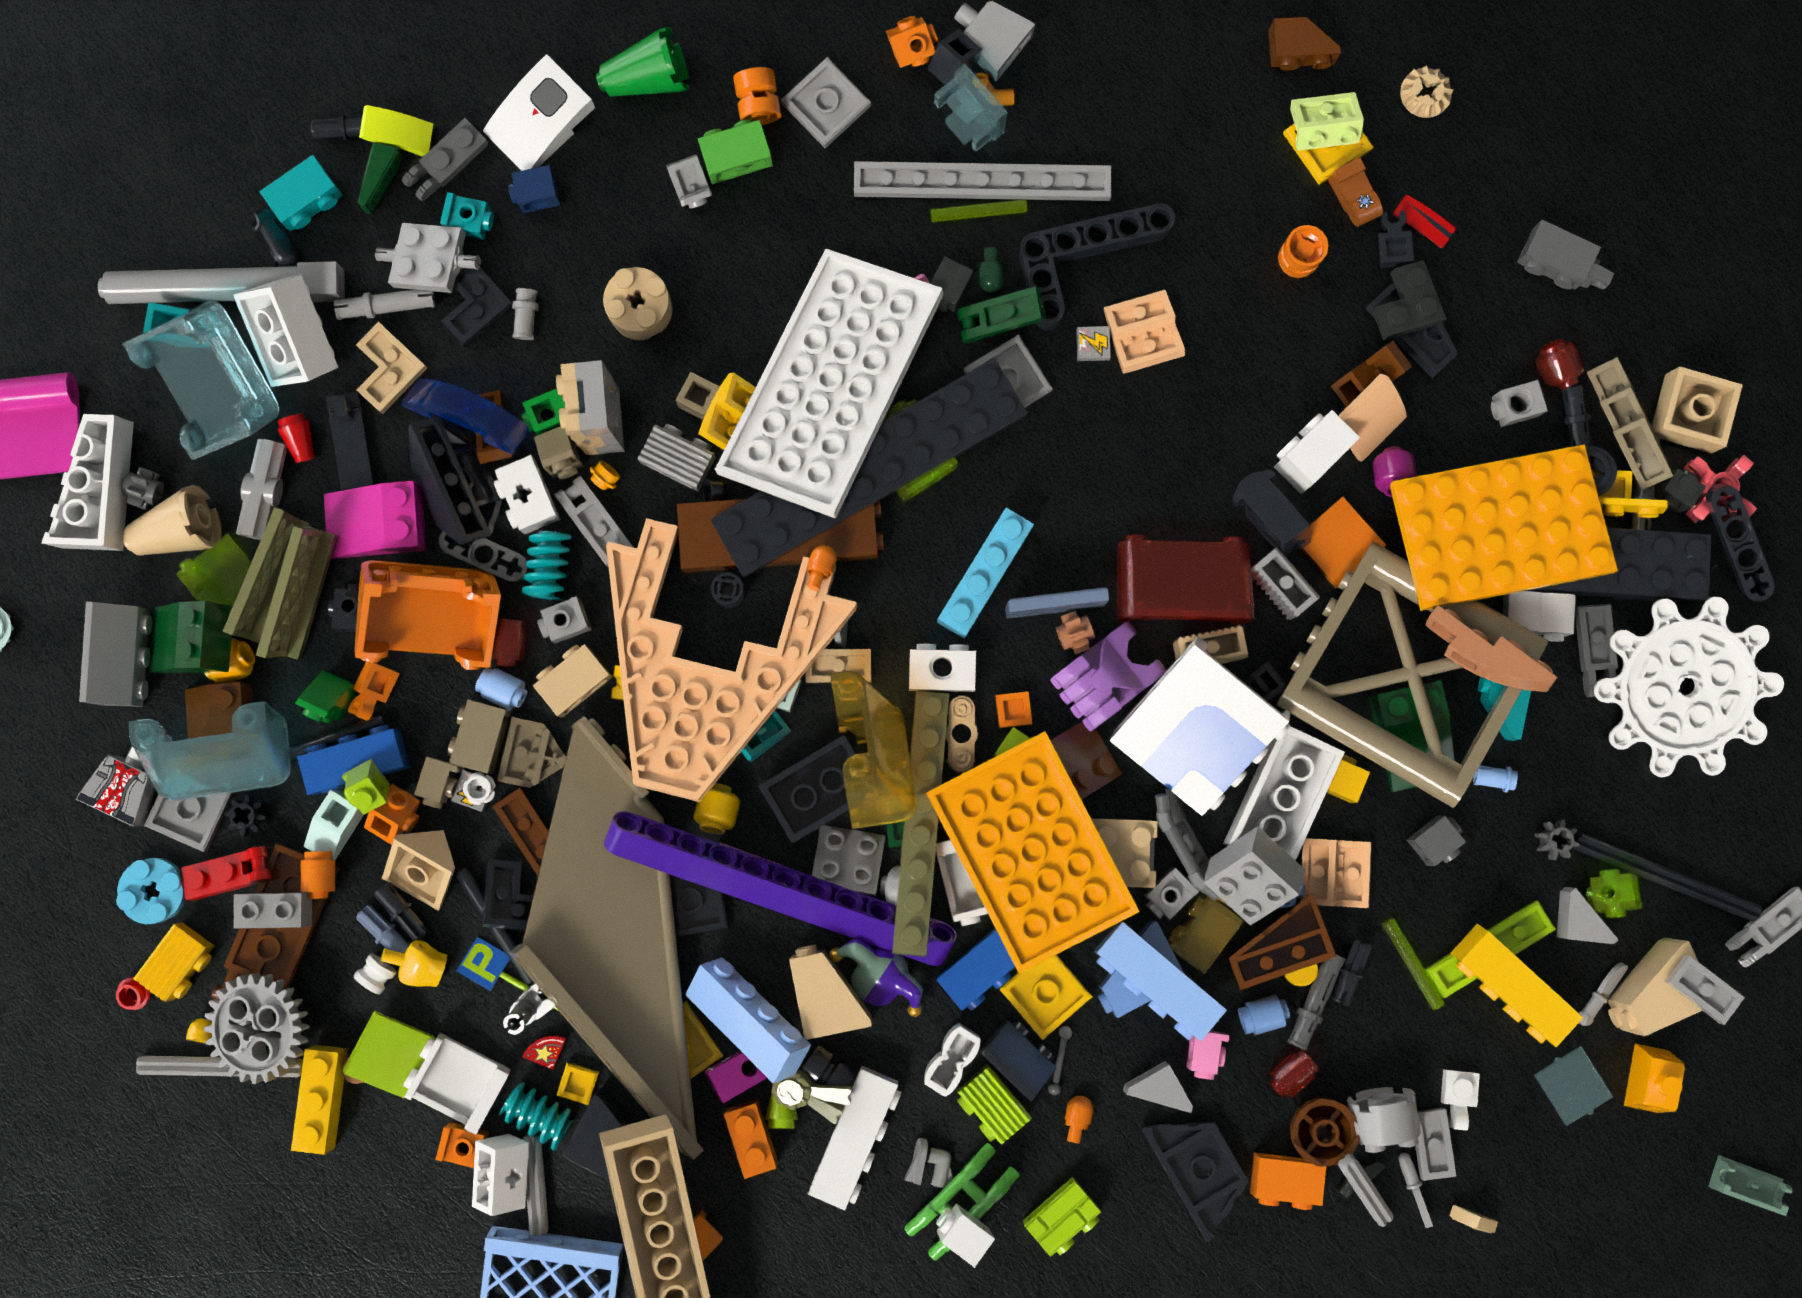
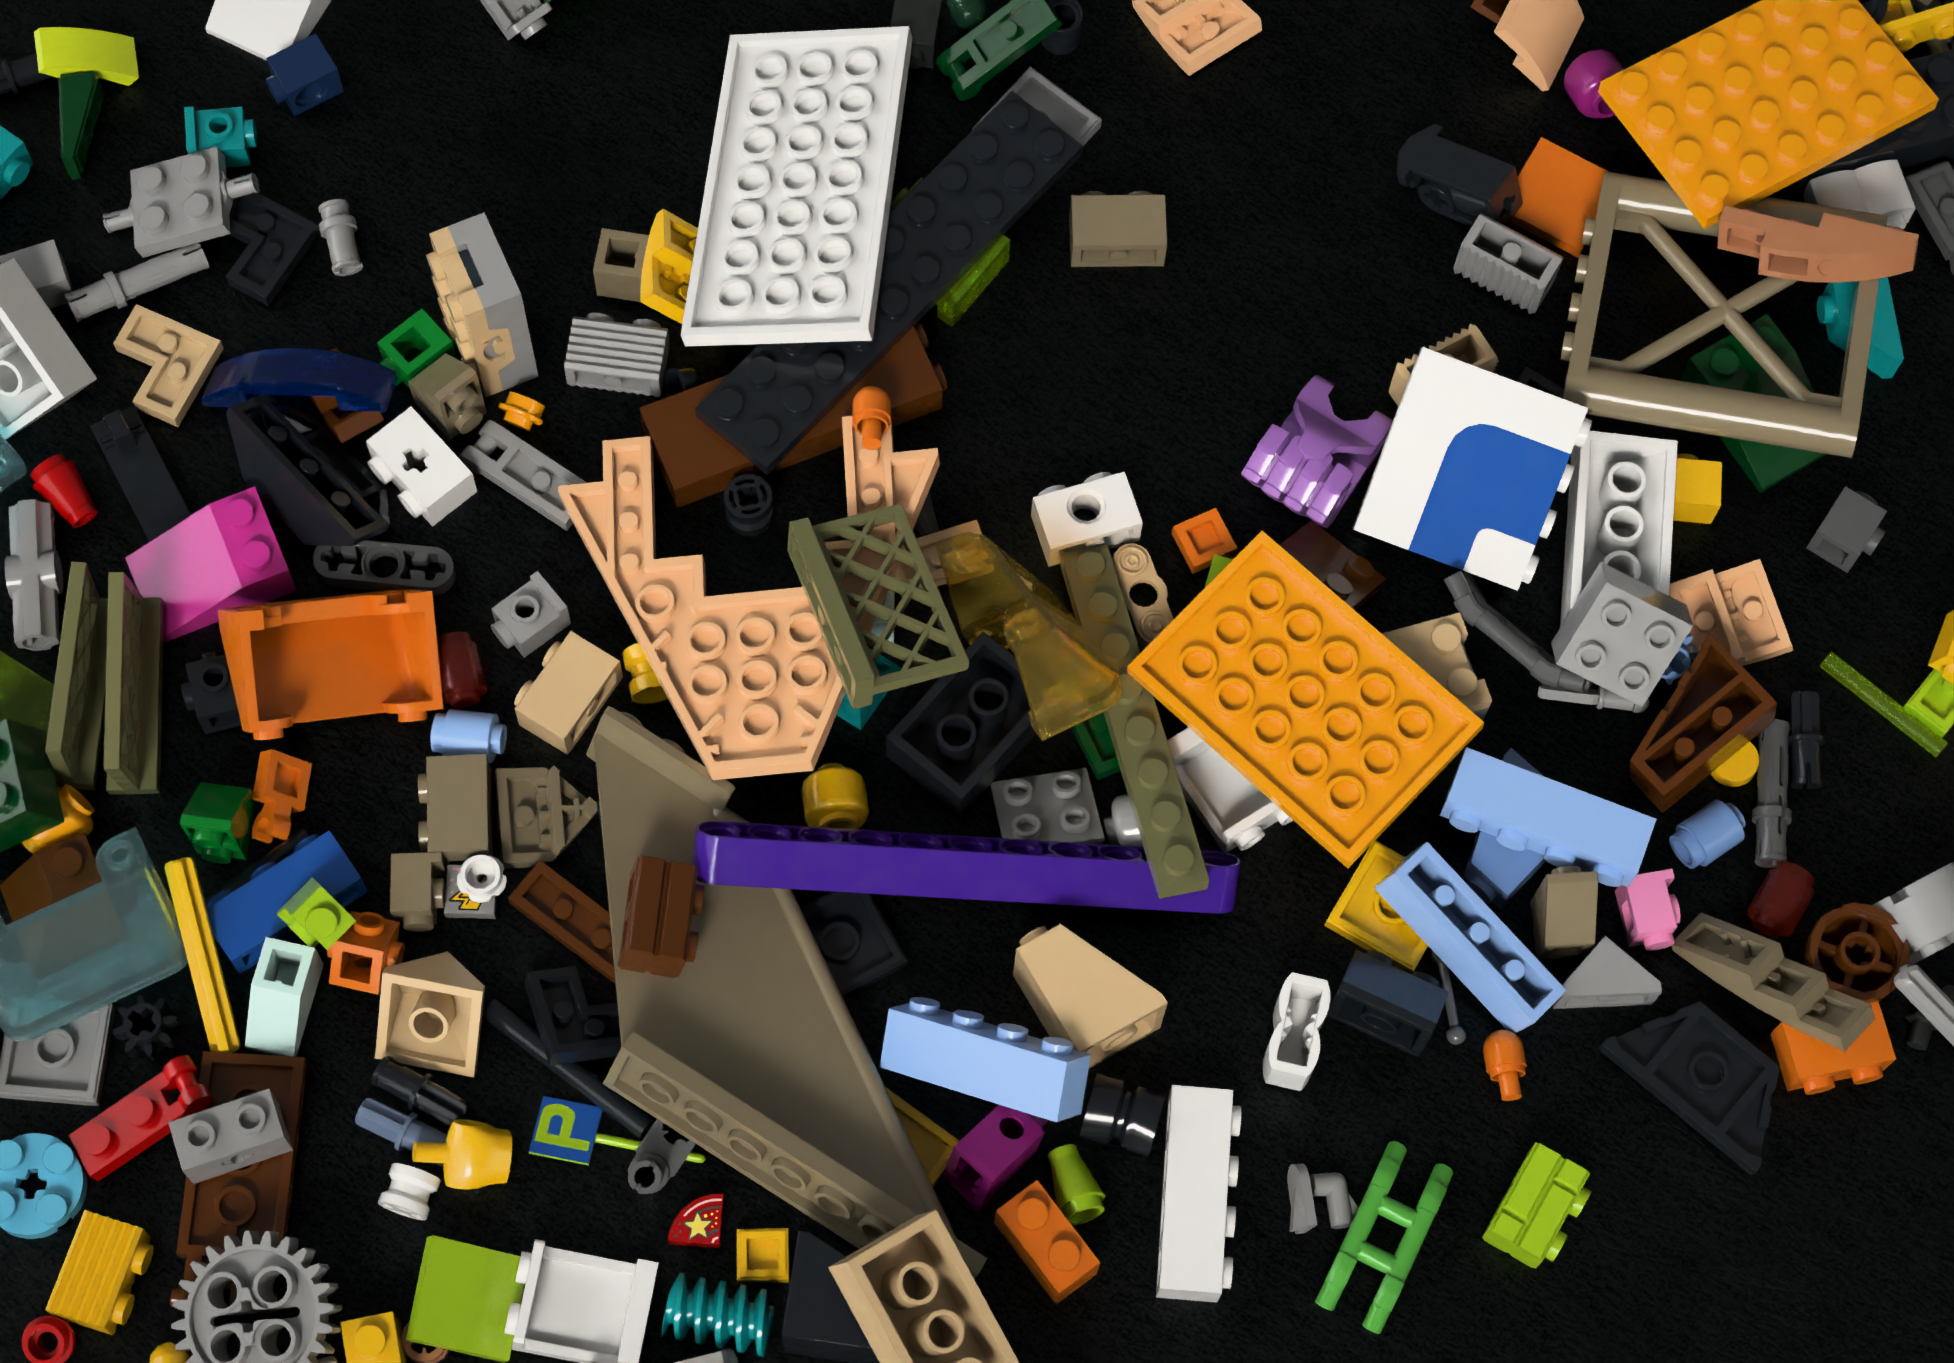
camera: 20 degrees left, 15 degrees down
(290, 784) = (202, 955): none -> yellow axle
(317, 874) = (282, 1065): orange brick -> none
(446, 159) = (166, 76): dark grey hinge -> none
(545, 564) = (476, 549): teal piece -> none
(572, 866) = (659, 917): none -> reddish brown brick
(627, 288) = (496, 172): tan brick -> none
(746, 703) = (840, 624): none -> olive fence
(800, 1091) = (1088, 1141): piece -> none
(880, 975) = (1155, 947): piece -> none
(964, 1234) = (1408, 1255): white brick -> none
(977, 971) = (1288, 899): blue brick -> none
(985, 573) = (1098, 374): medium azure brick -> none
(993, 1104) = (1378, 1081): lime brick -> none
(1034, 473) = (1117, 229): none -> dark tan brick
(1056, 602) = (1211, 376): sand blue tile -> none
(1075, 632) = (1250, 411): nougat gear -> none
(1082, 1039) = (1470, 939): none -> light blue brick
(1093, 343) = (1134, 49): tile -> none
(1149, 1040) = (1565, 913): none -> dark tan slope
(1173, 881) = (1523, 697): light grey brick -> none
(1184, 580) = (1371, 299): clear red windscreen -> none
(1204, 933) = (1585, 743): clear yellow brick -> none
(1264, 1130) = (1766, 979): none -> dark tan slope
(1322, 445) = (1483, 83): white brick -> none
(1496, 777) = (1891, 426): light blue pin -> none

